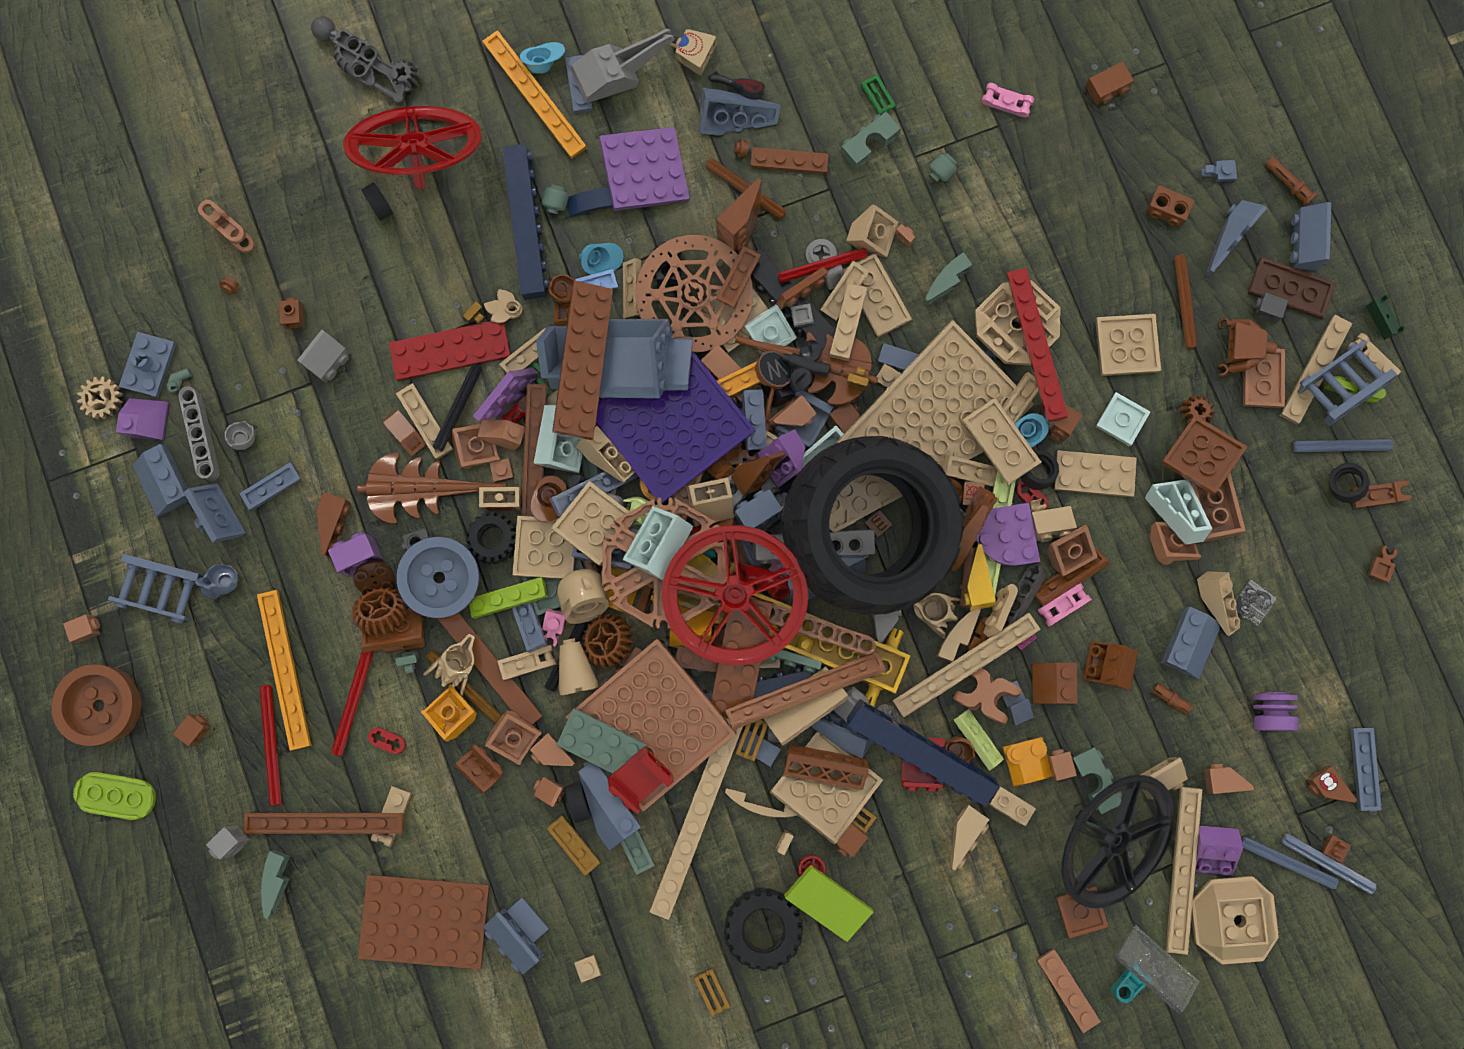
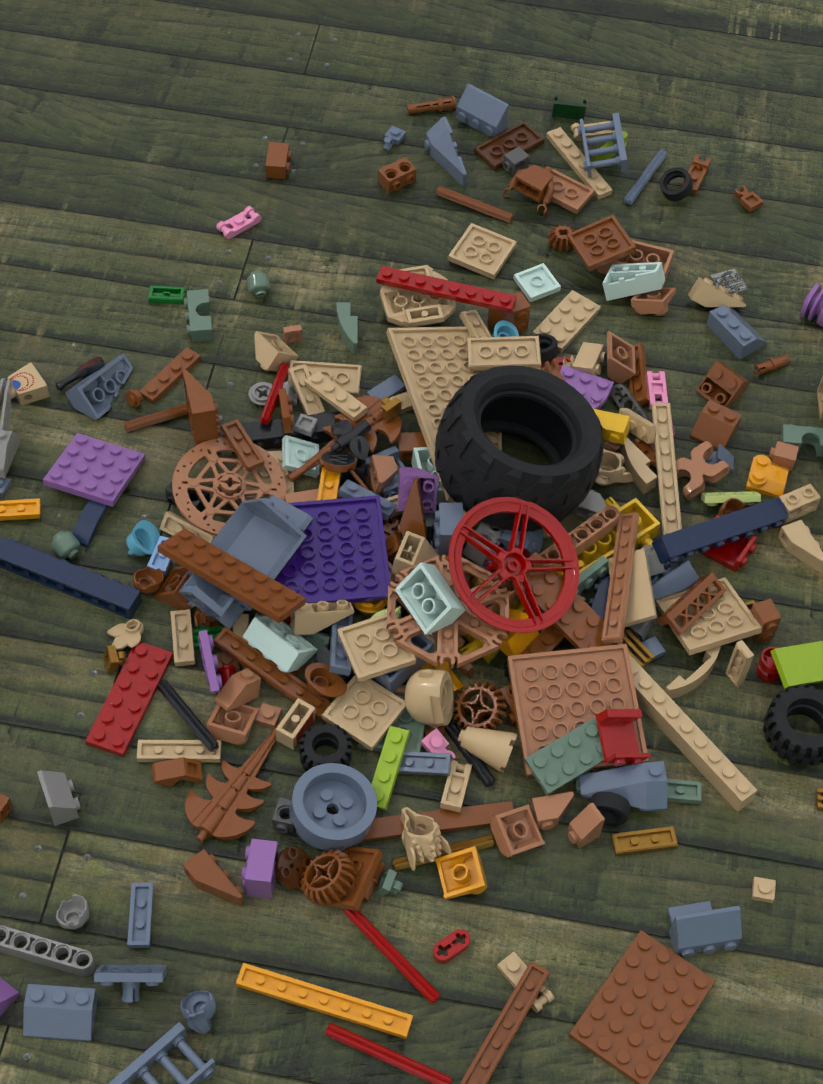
camera: 65 degrees left, 25 degrees down
(479, 769) = (528, 876): dark orange bracket -> none

